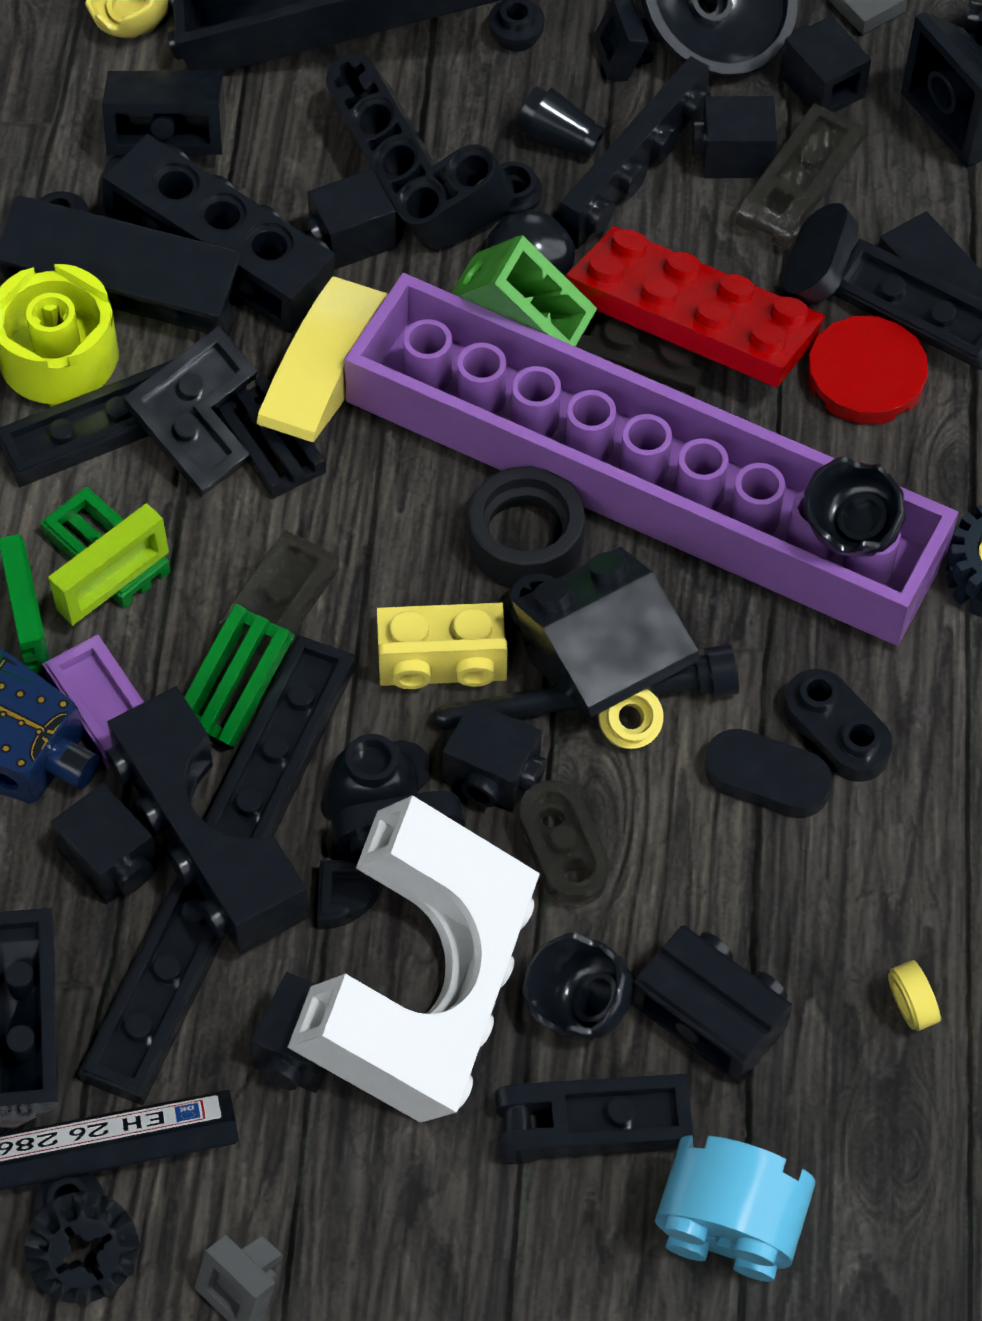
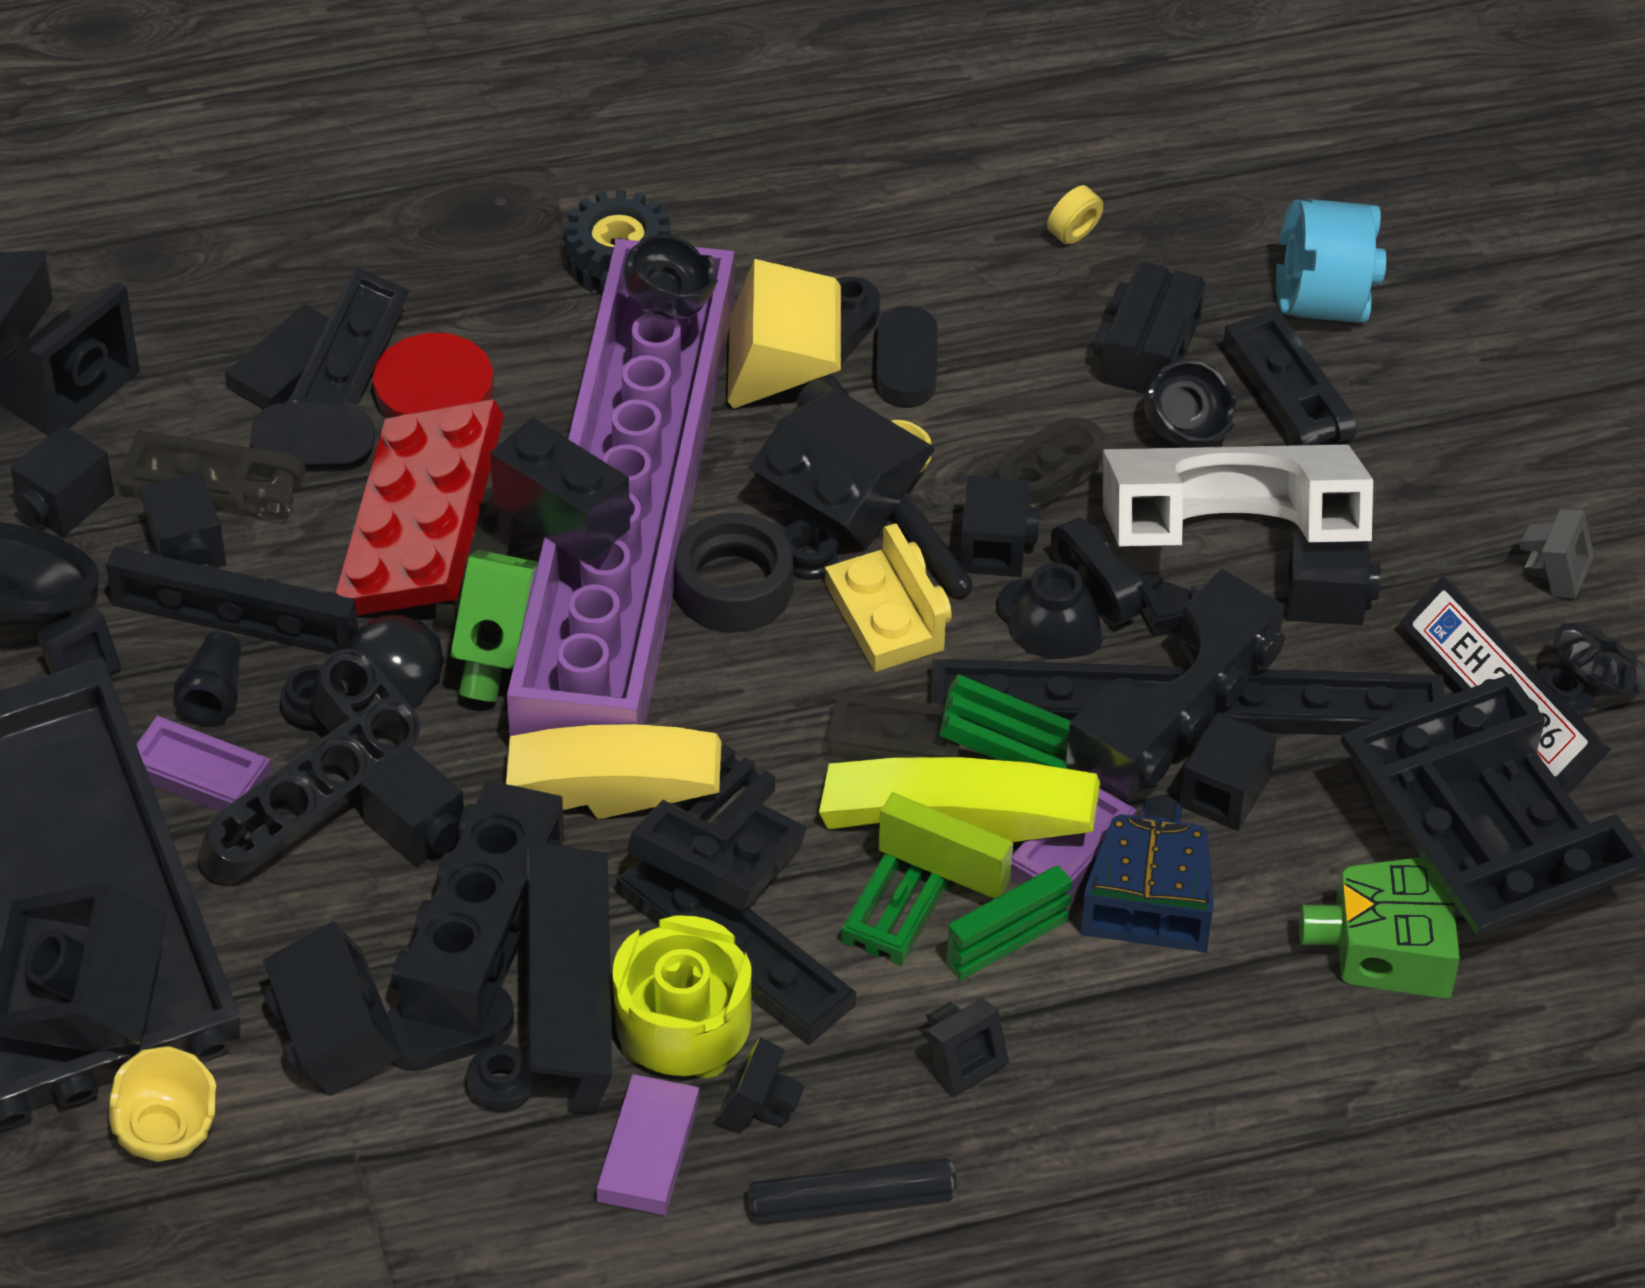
camera: 110 degrees left, 10 degrees down
(171, 611) = (999, 796): none -> neon yellow slope
(474, 104) = (199, 764): none -> medium lavender tile
(599, 344) = (560, 490): none -> black brick
(806, 642) = (782, 331): none -> light yellow slope

